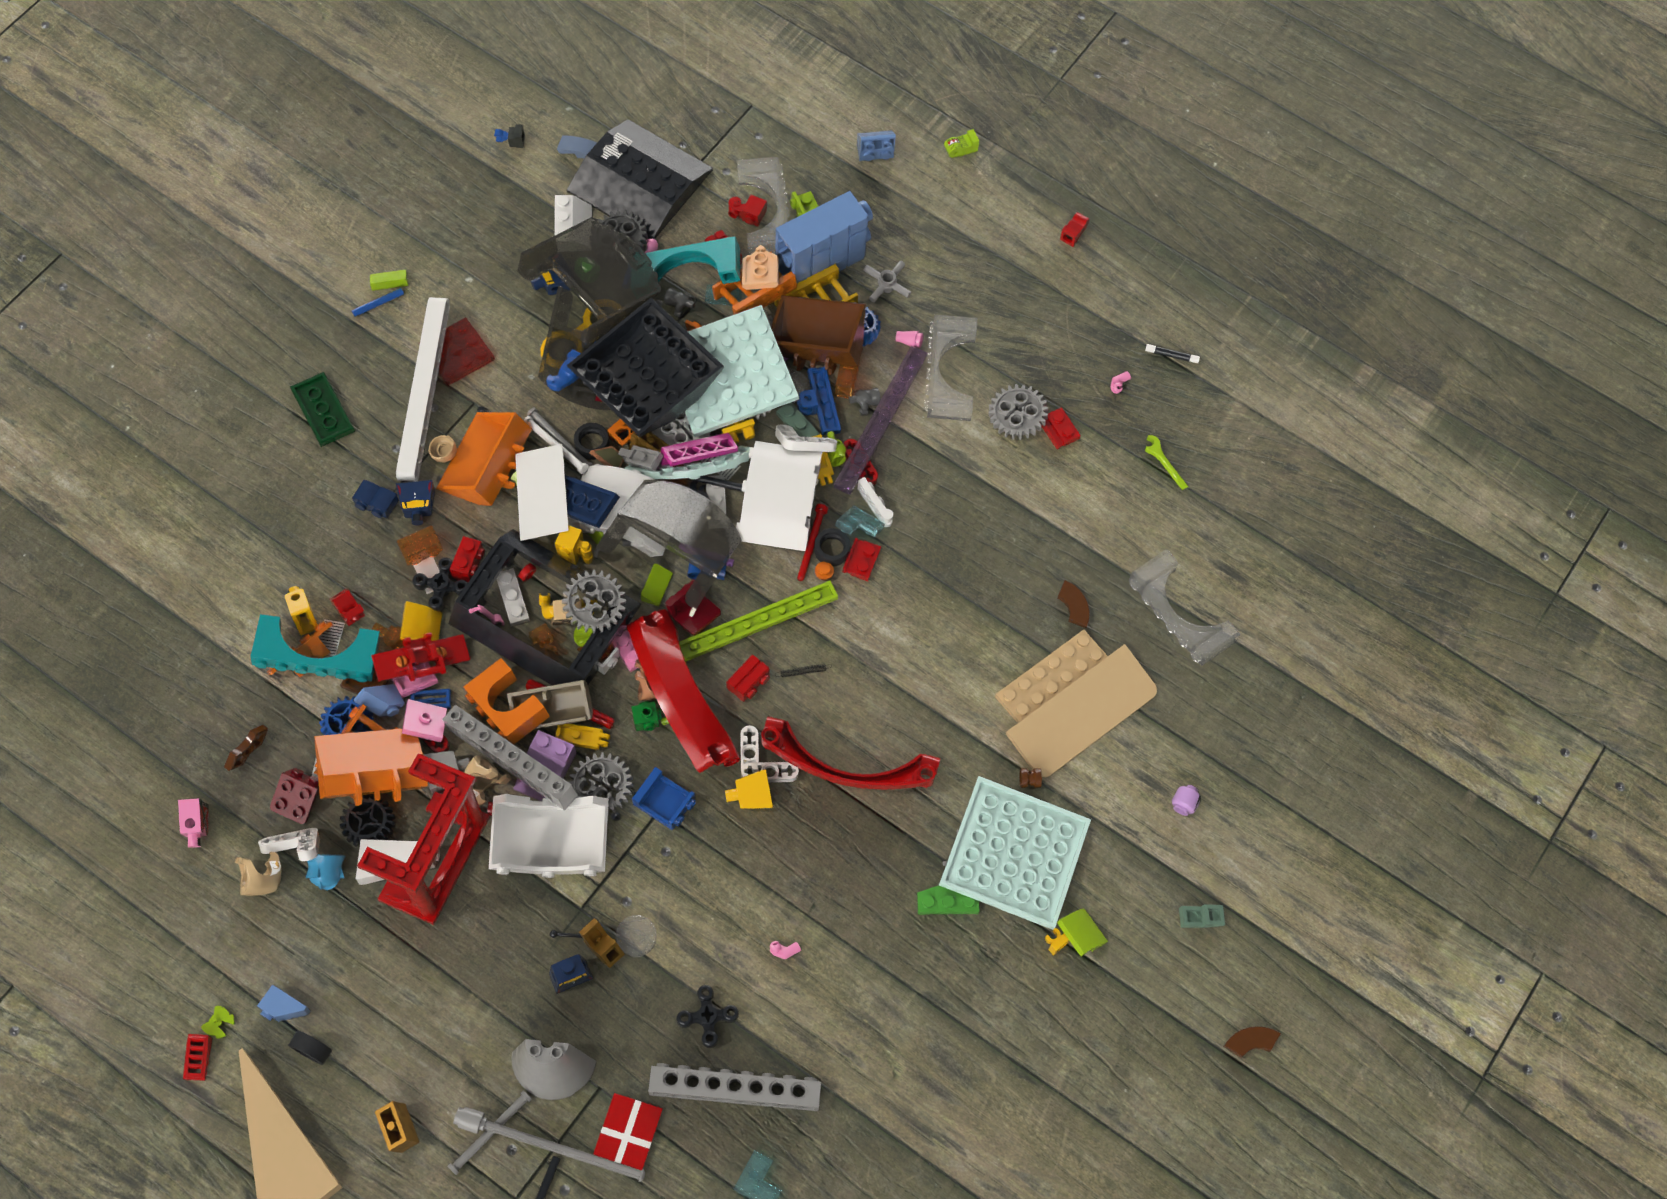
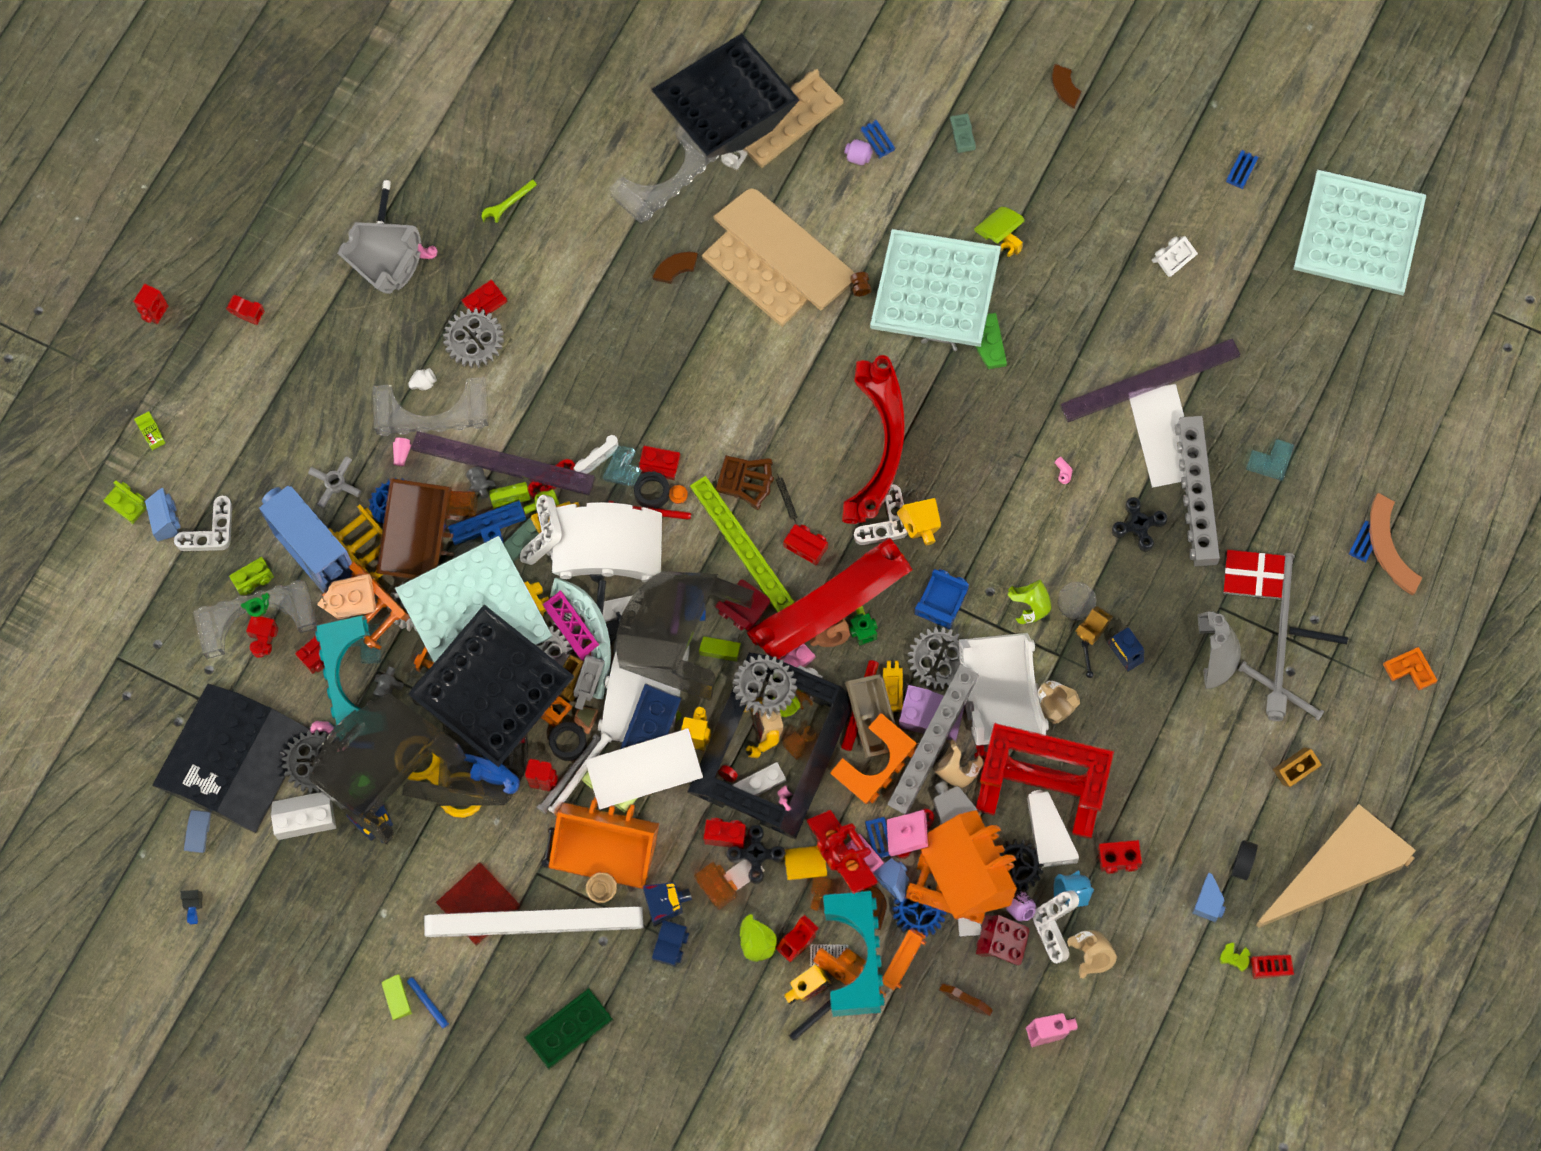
camera: 90 degrees left, 5 degrees up
(270, 610) = (810, 1021): none -> black piece
(300, 695) = (903, 958): none -> orange container
(324, 816) = (1022, 907): none -> lavender head
(351, 568) = (757, 940): none -> lime helmet
(356, 924) = (1118, 851): none -> red brick
(525, 889) = (1057, 701): none -> tan piece
(560, 409) = (541, 775): none -> red brick
(636, 886) = (1036, 597): none -> lime piece
(767, 199) = (256, 606): none -> green piece
(833, 622) = (733, 477): none -> reddish brown plate
(835, 1063) = (1155, 421): none -> white sticker
(849, 421) = (509, 494): none -> lime bracket
(852, 184) = (212, 536): none -> white beam
(876, 1067) = (1150, 380): none -> clear purple plate
(897, 120) = (125, 502): none -> lime bracket
(980, 363) = (422, 379): none -> white rock
(1023, 1121) = (1175, 255): none -> white bracket
(1086, 151) = (150, 304): none -> red brick
(1112, 341) = (383, 253): none -> light grey cone
(1190, 671) = (732, 160): none -> white bracket
(1218, 819) = (875, 124): none -> blue tile
(1236, 738) = (814, 104): none -> tan bracket
(1255, 668) = (727, 98): none -> black slope

